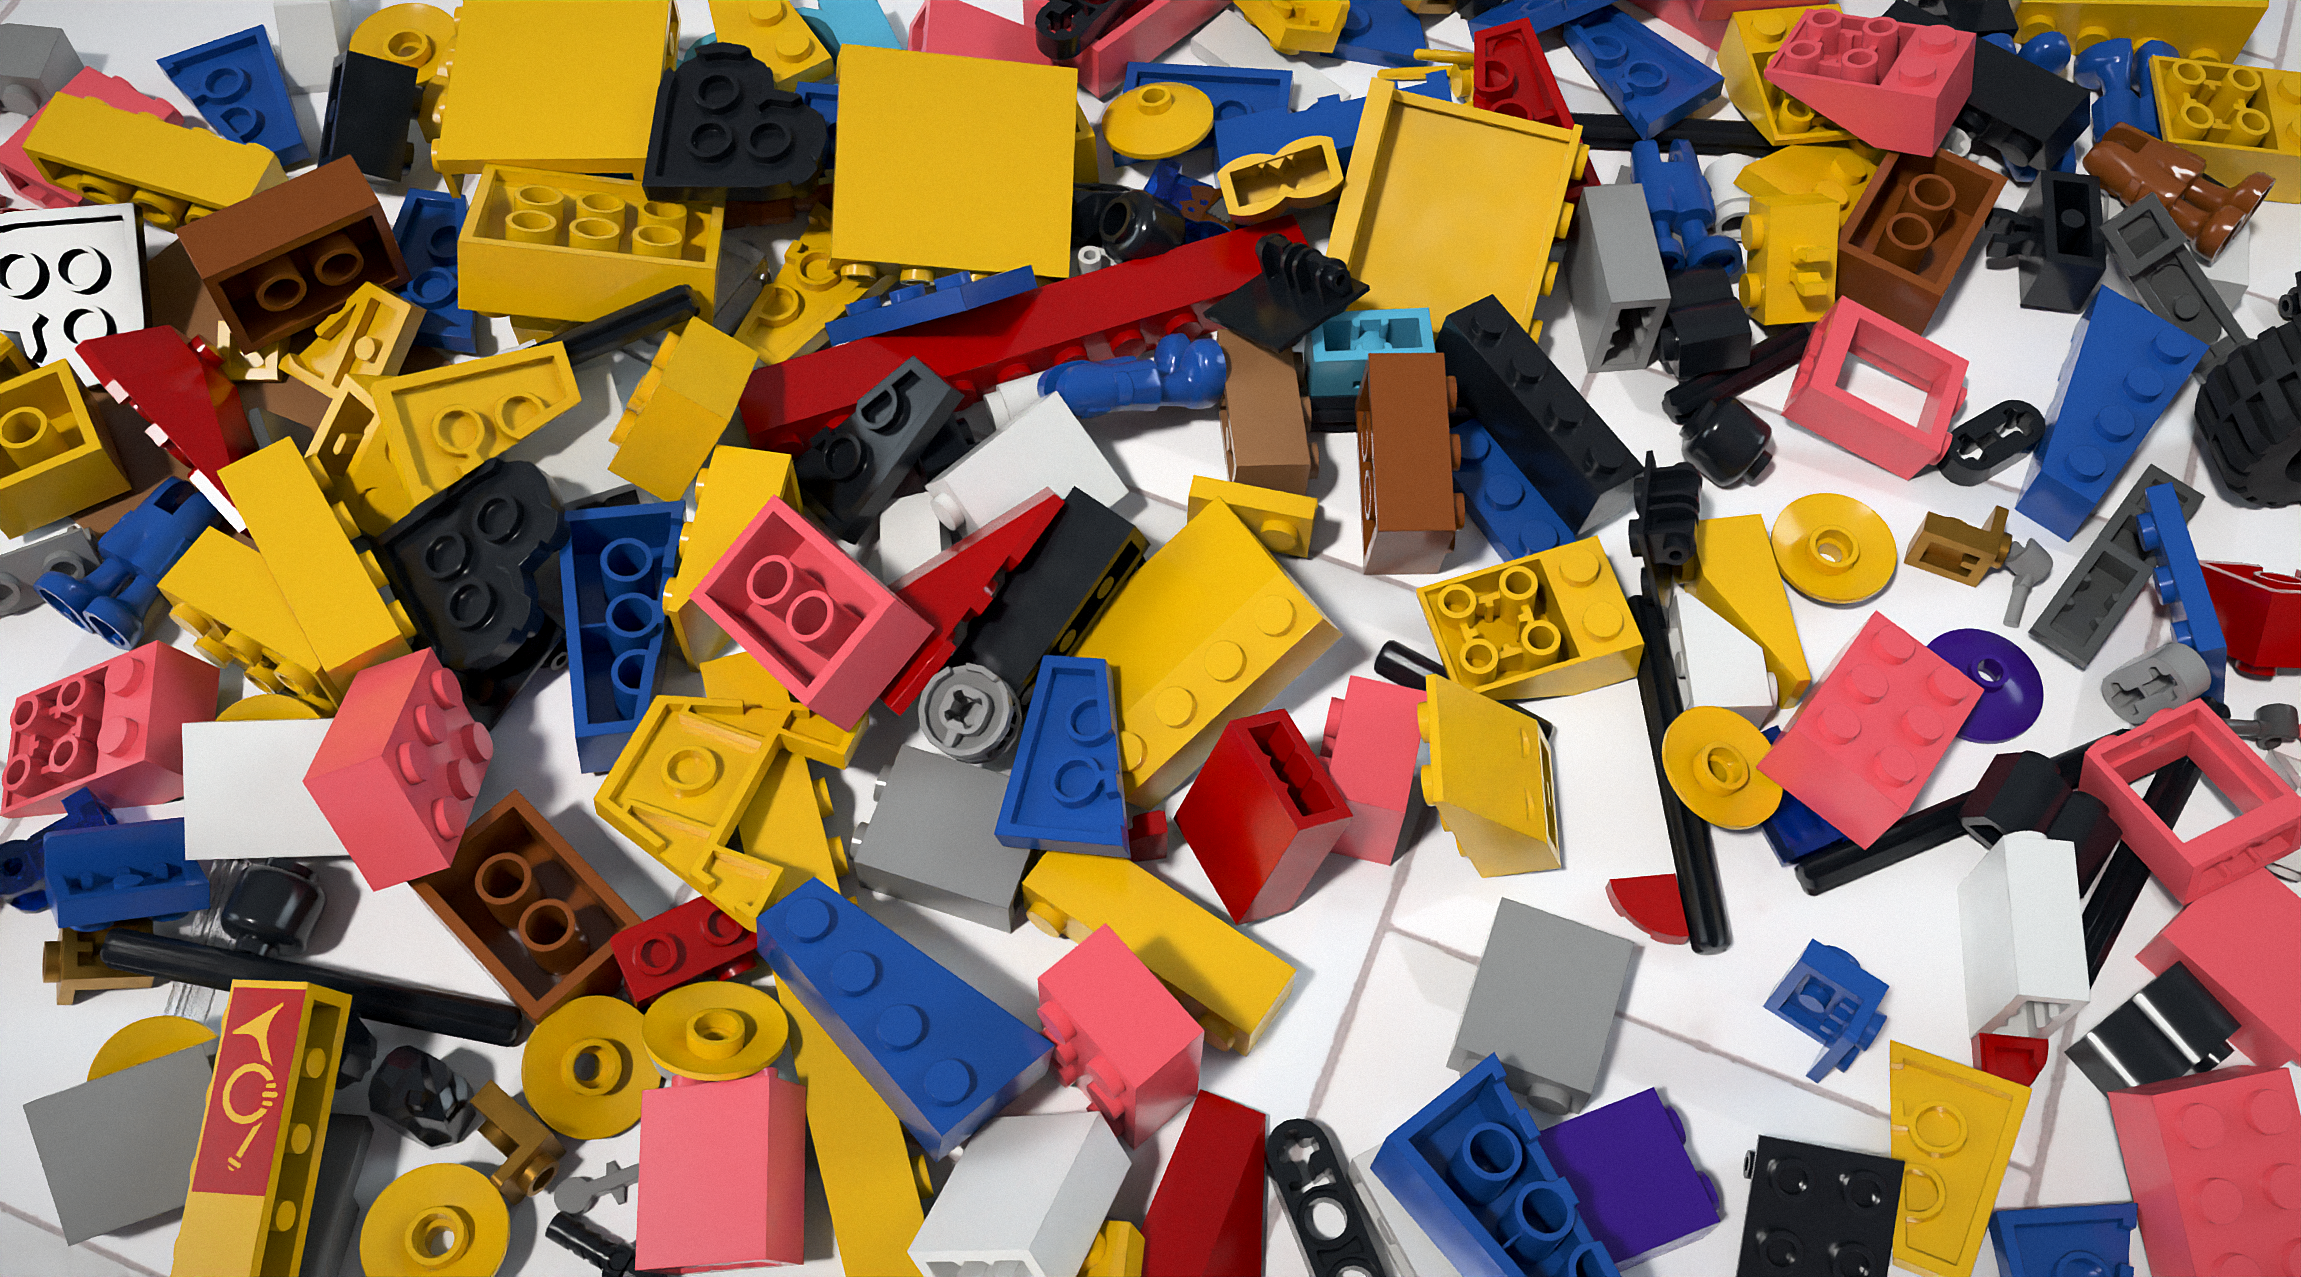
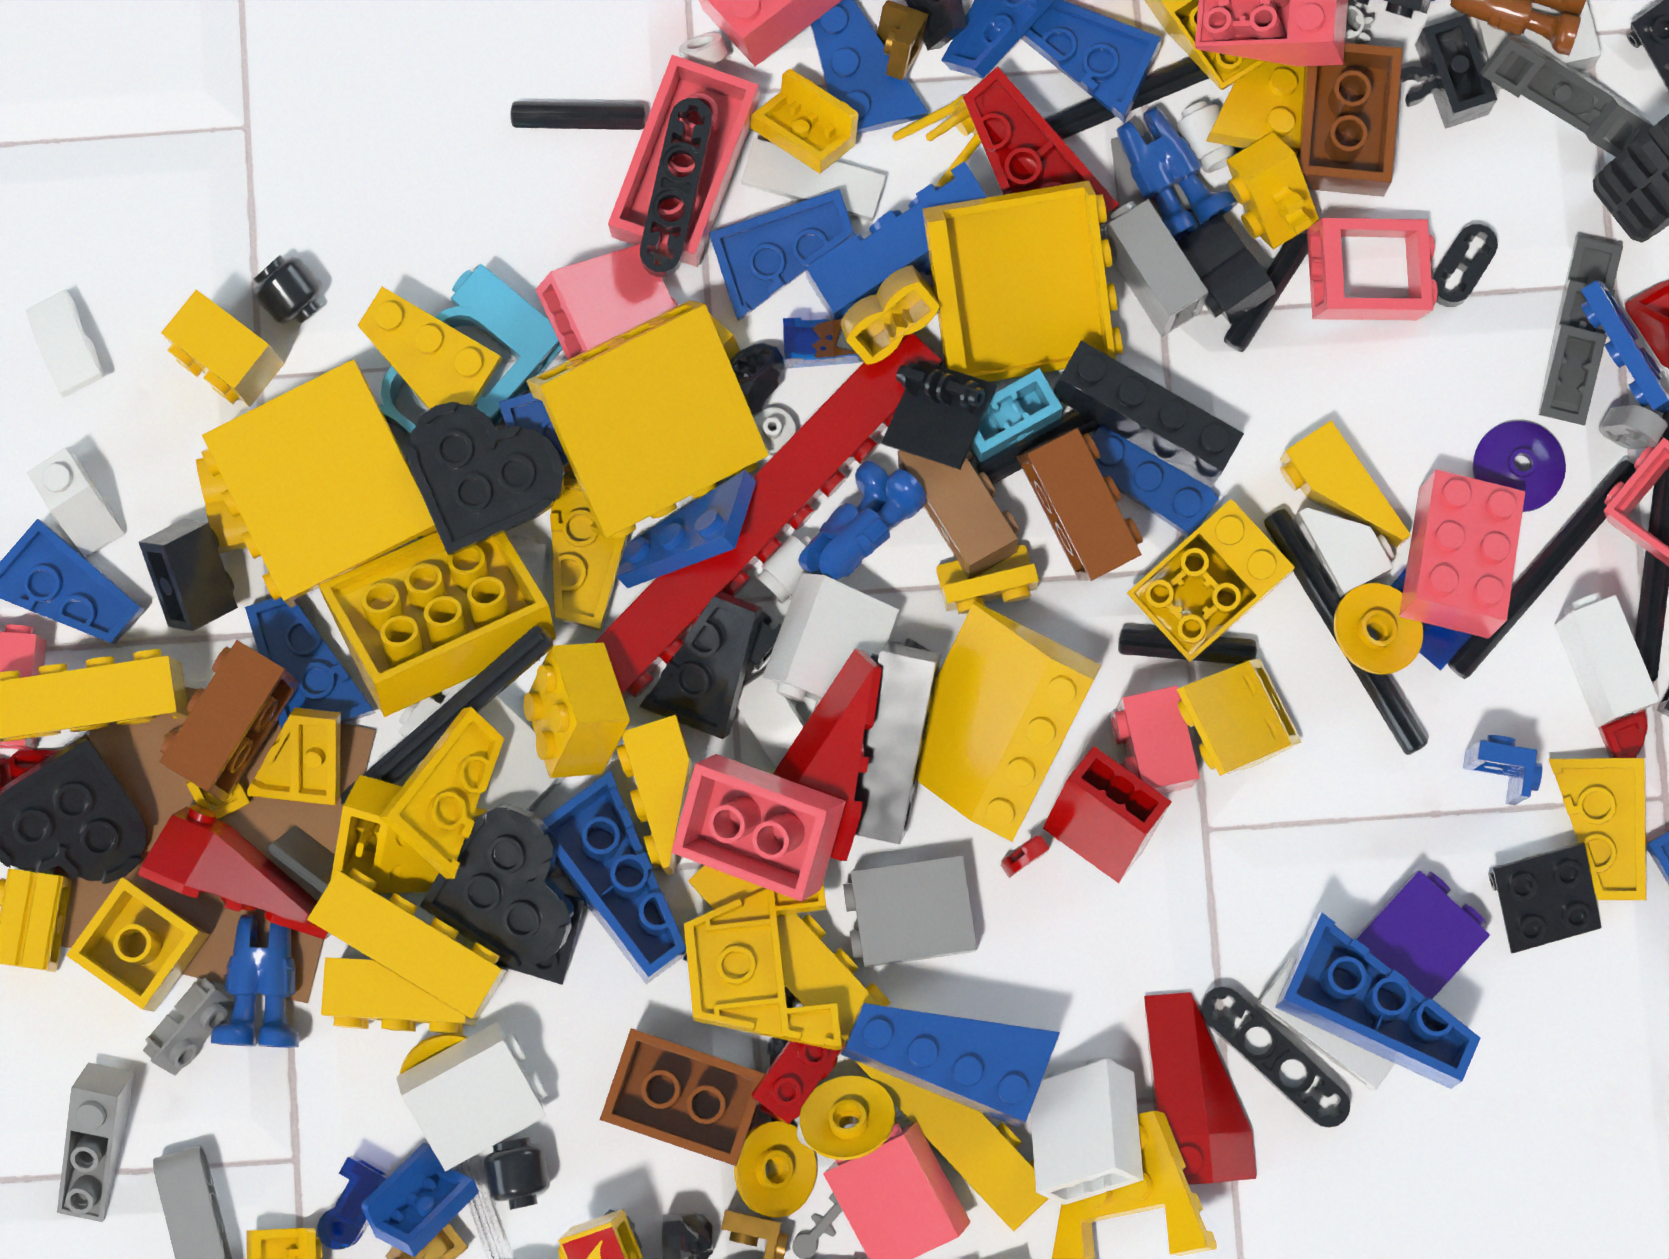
camera: 20 degrees left, 20 degrees up
(108, 731) = (326, 1113): coral slope -> none
(371, 997) = (572, 1206): black axle -> none
(401, 769) = (558, 1053): coral brick -> none
(406, 35) = (139, 469): yellow dish -> none
(969, 713) = (889, 836): light grey wheel -> none
(1068, 765) = (969, 840): blue wing -> none
(1119, 1036) = (1093, 1006): coral brick -> none
(1140, 226) = (800, 389): black head -> none
(1157, 120) = (772, 298): yellow dish -> none
(1204, 963) = (1073, 917): yellow brick -> none
(1542, 1005) = (1328, 845): light grey brick -> none
(1651, 905) = (1368, 737): red tile -> none
(1666, 527) = (1276, 476): black hinge -> none
(1726, 441) = (1283, 360): black head -> none
(1845, 531) = (1400, 395): yellow dish -> none
(1959, 549) = (1465, 372): pearl gold bracket -> none
(2028, 795) = (1586, 567): black brick -> none
(2030, 566) = (1523, 359): light grey hand -> none
(2107, 399) = (1534, 194): blue wedge -> none

